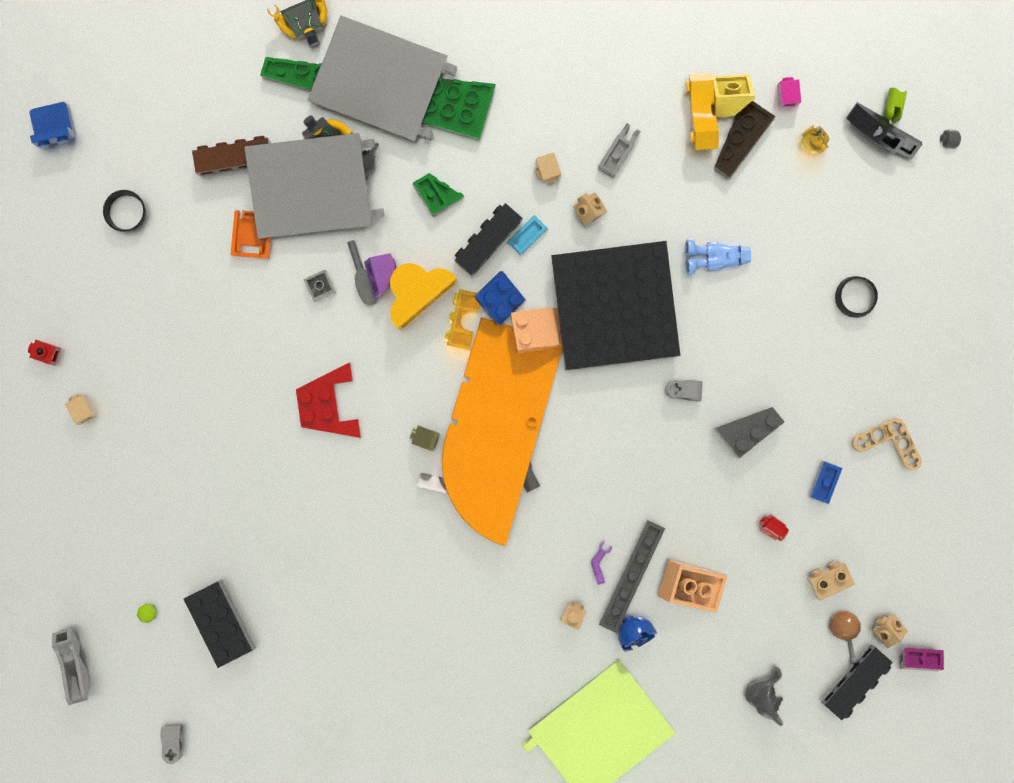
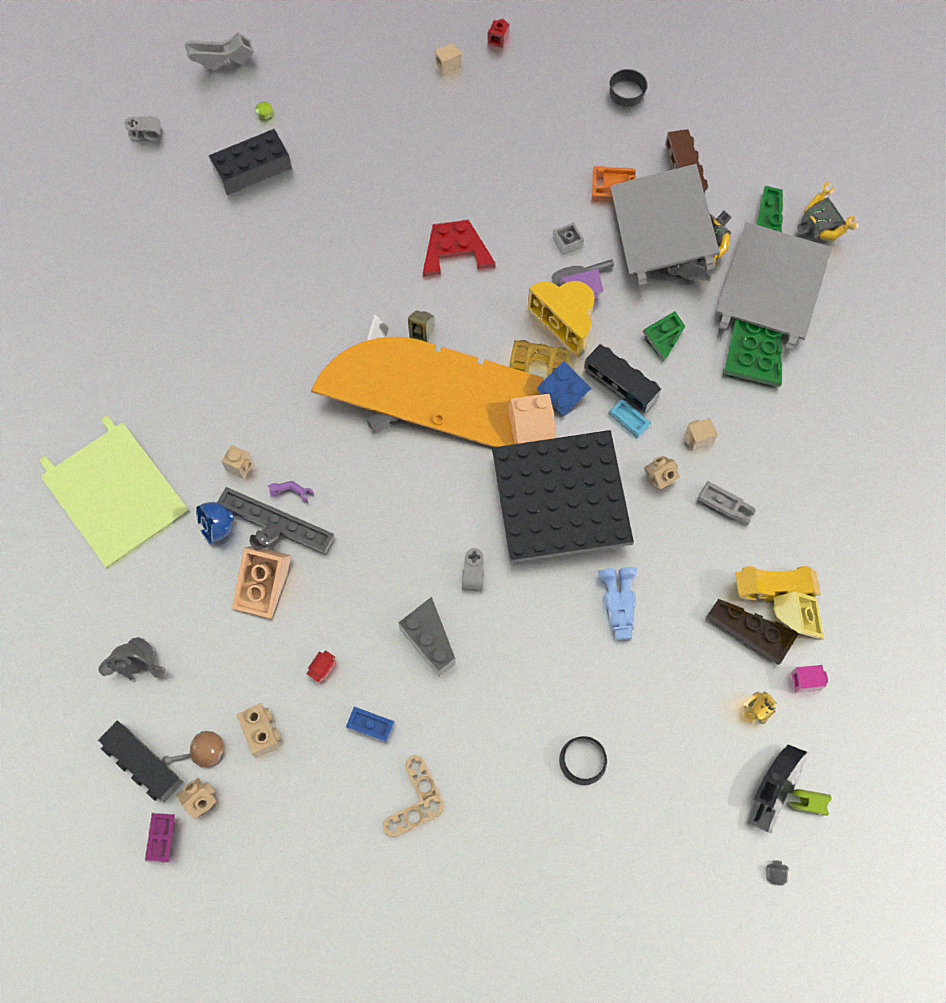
camera: 80 degrees right, 20 degrees down
(51, 125) = (699, 35): blue bracket -> none
(654, 584) = (265, 537): none -> dark grey piece

